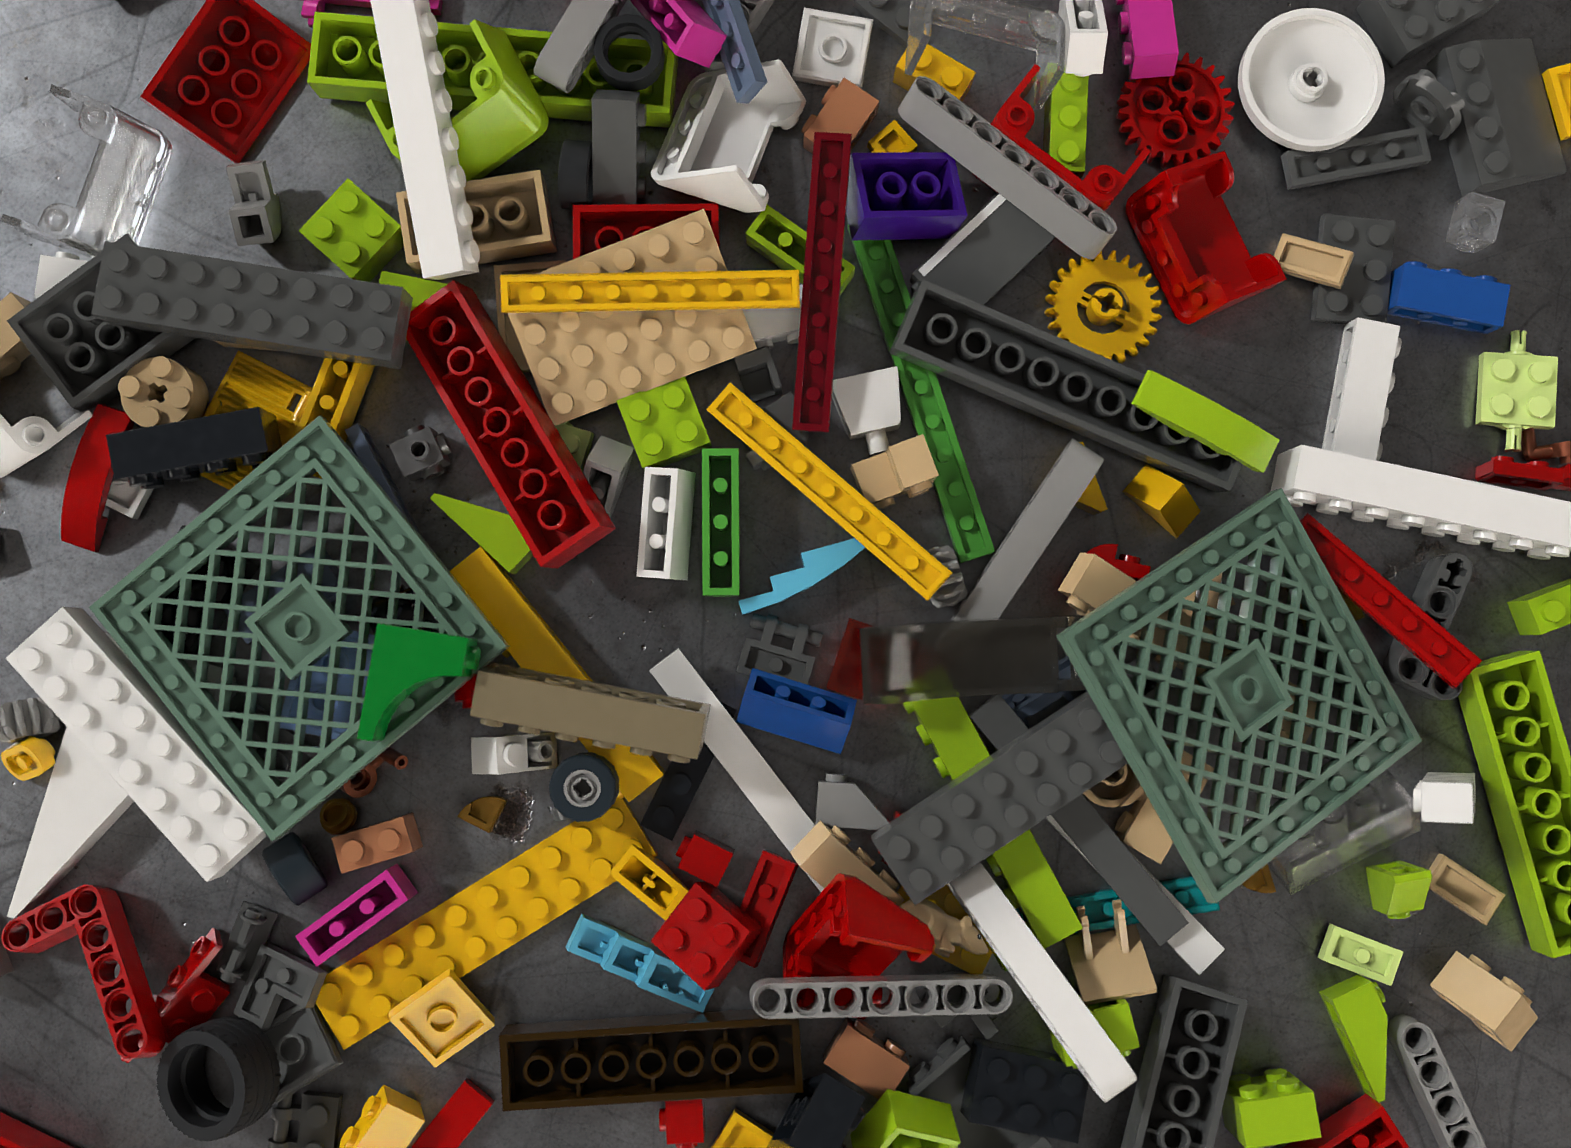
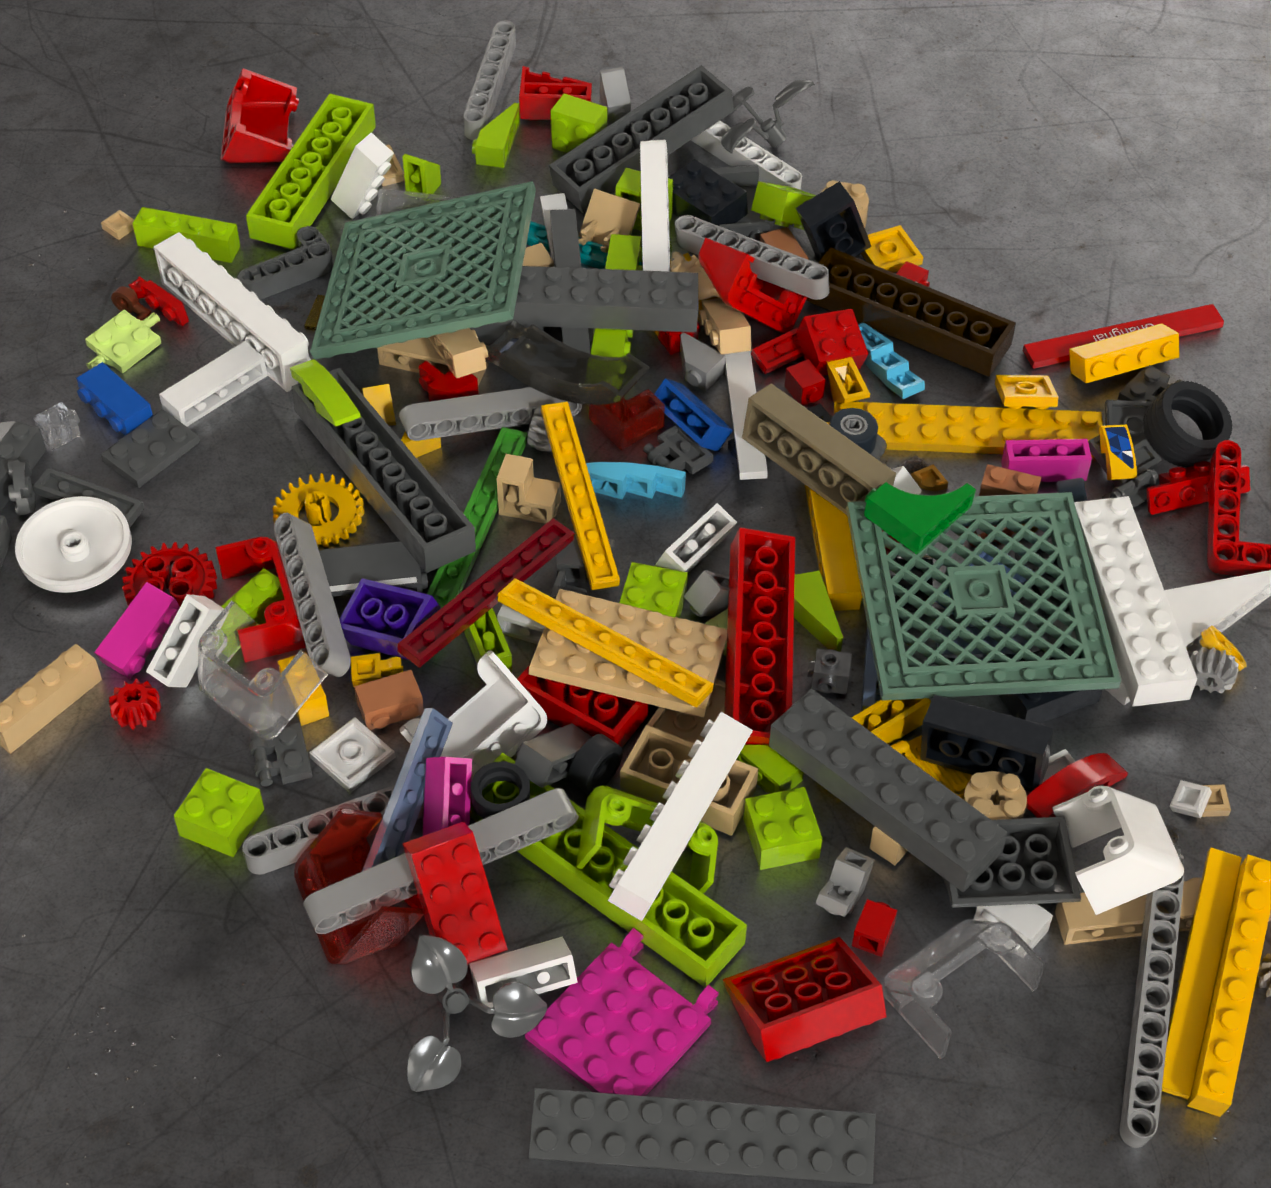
camera: 140 degrees left, 35 degrees down
(204, 186) = (874, 927): none -> red brick
(275, 978) = (1119, 451): none -> slope
(720, 522) = (660, 524): bright green brick -> none
(869, 406) = (506, 534): white torso -> none
(1195, 240) = (233, 500): red windscreen -> none
(1313, 260) = (172, 459): tan tile -> none
(1360, 954) = (468, 165): yellowish green plate -> none
(1391, 607) = (303, 277): red tile -> none
(1491, 1004) = (424, 113): tan brick -> none

